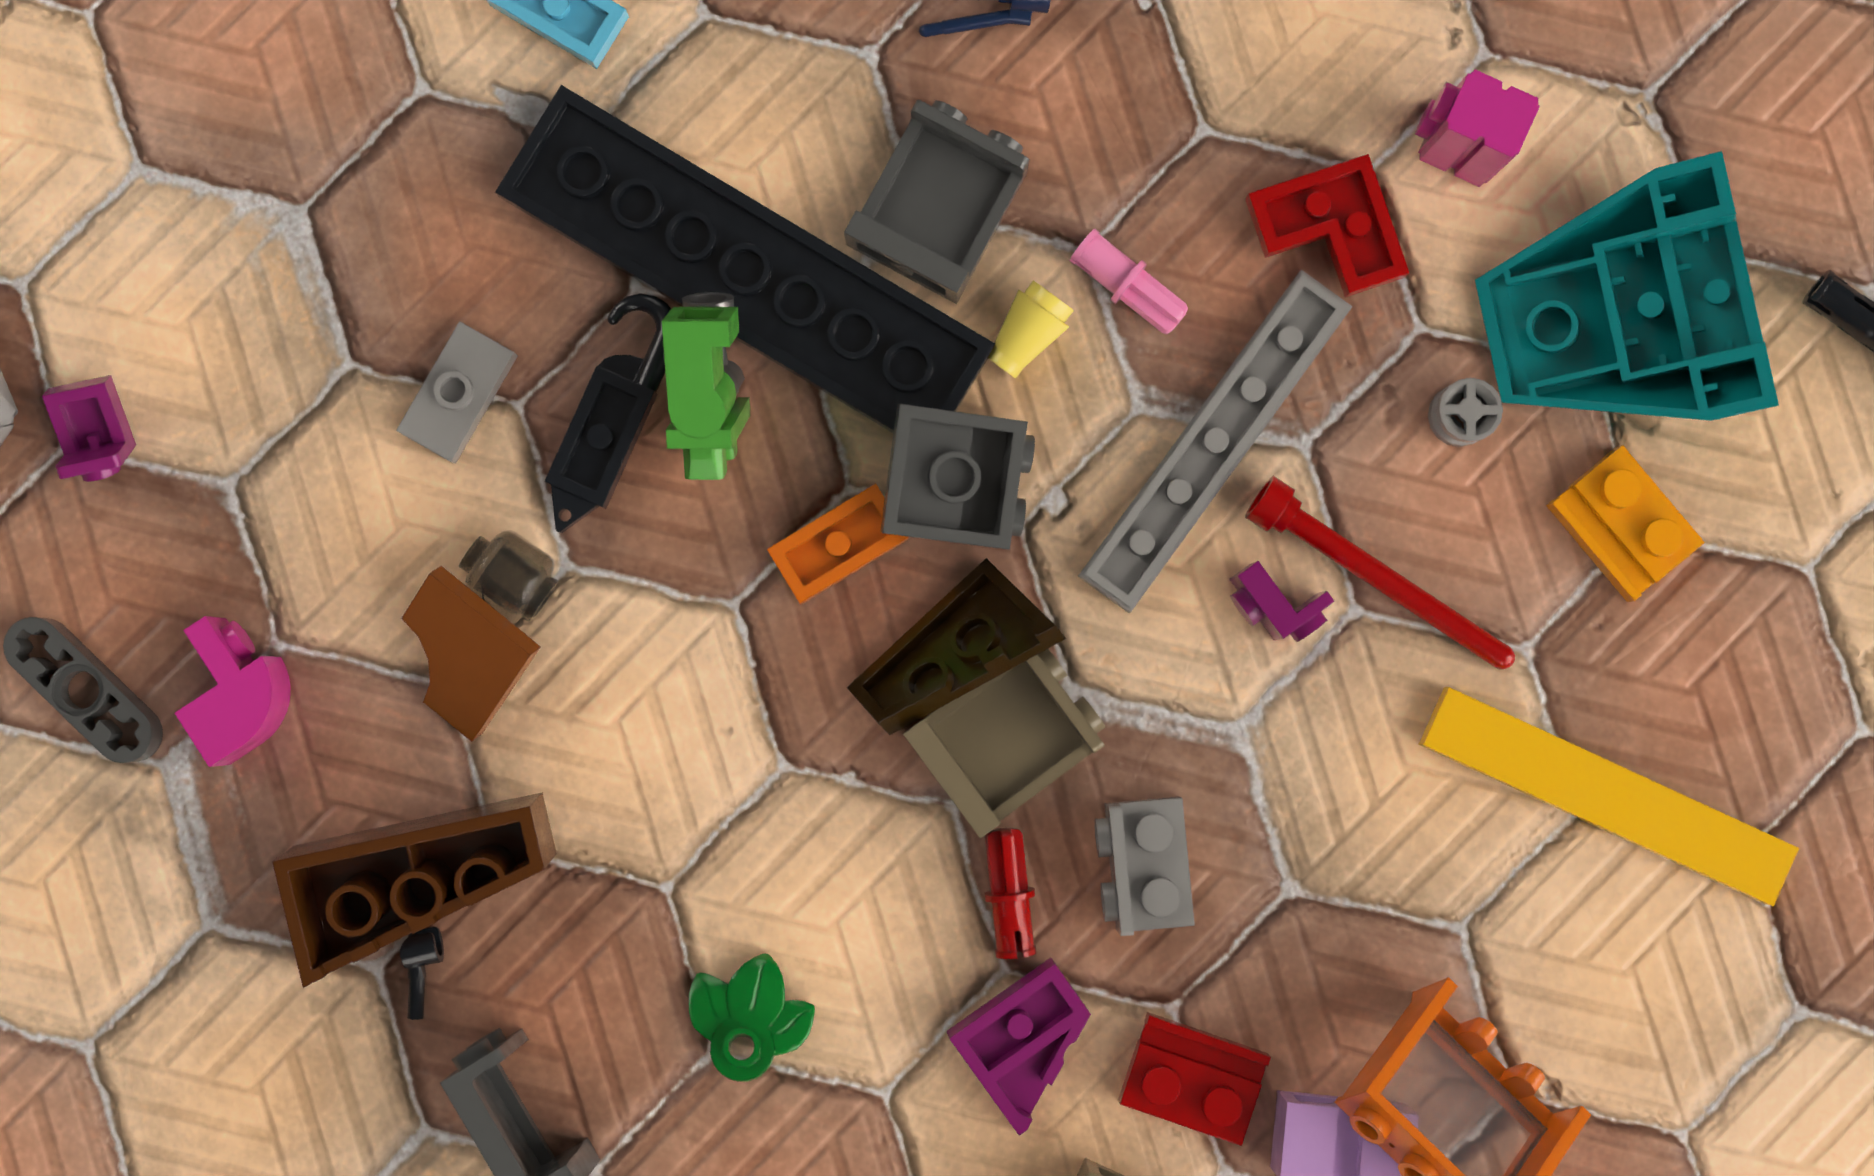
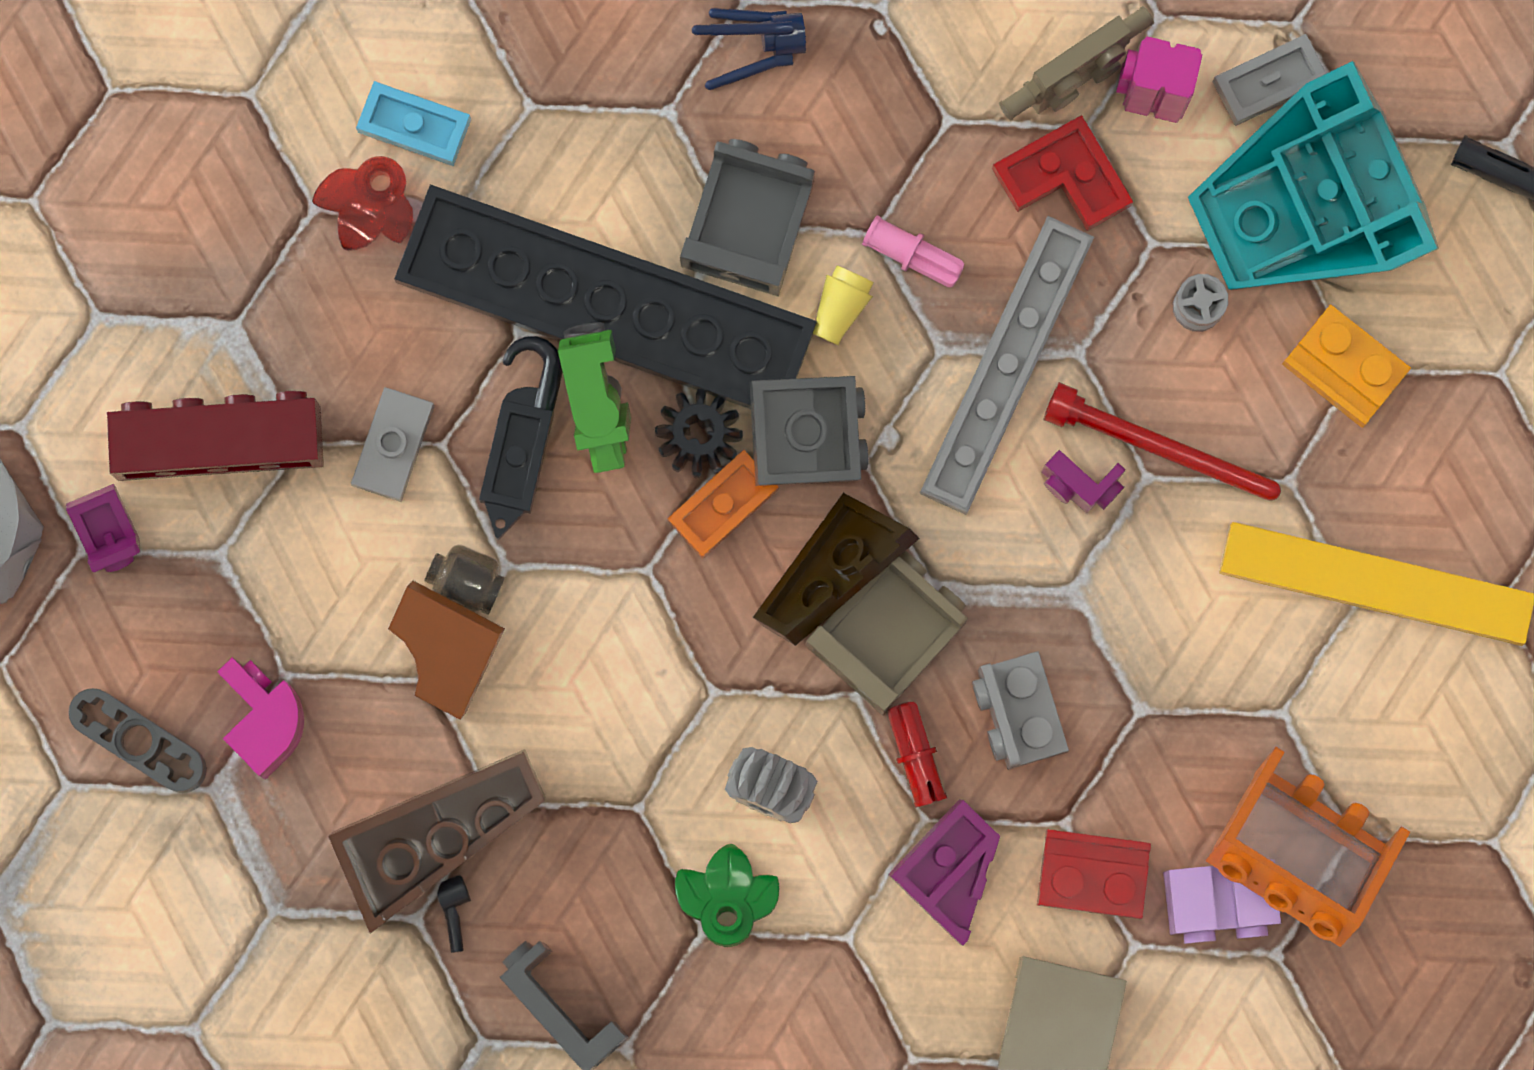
camera: 15 degrees left, 5 degrees down
(242, 343) = (215, 438): none -> dark red brick
(479, 102) = (362, 209): none -> clear red plate
(825, 900) = (771, 785): none -> light grey gear
(838, 435) = (706, 417): none -> black gear
(1390, 87) = (1090, 58): none -> dark tan plate
(1604, 155) = (1268, 79): none -> light grey plate

